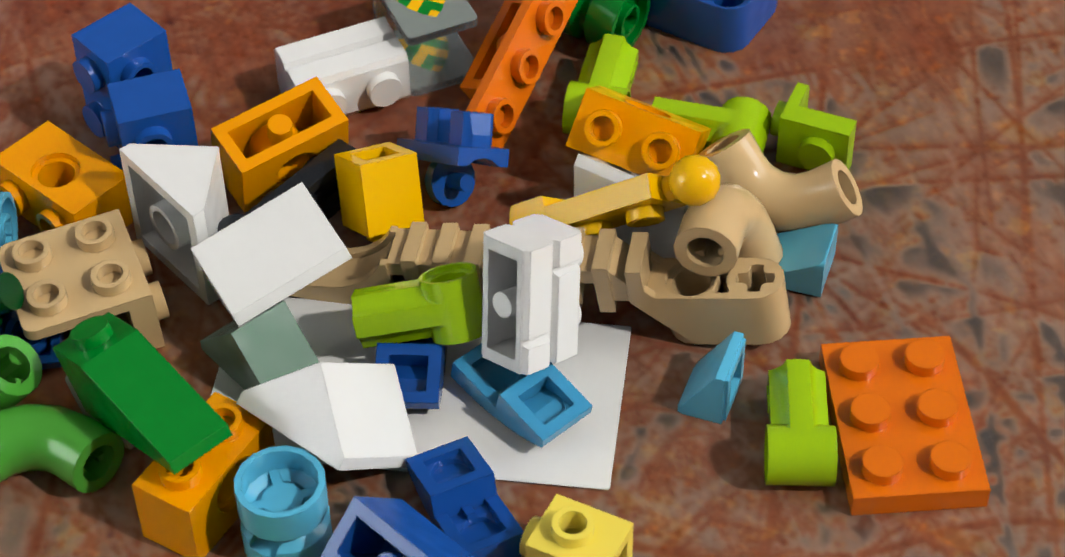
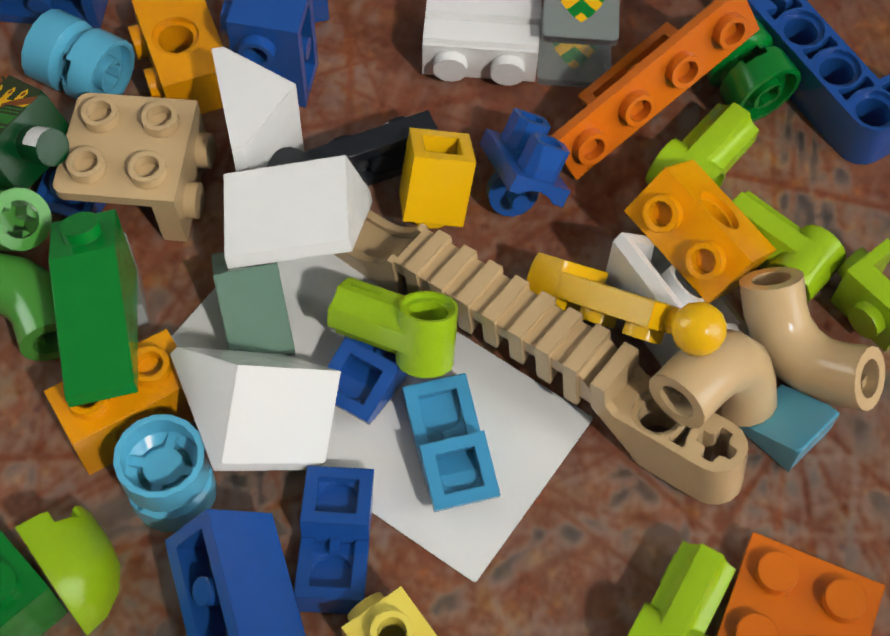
camera: 25 degrees right, 15 degrees up
(276, 140) = (375, 86): light orange brick -> none
(531, 293) = (490, 366): white brick -> none
(715, 381) = (630, 521): medium azure slope -> none

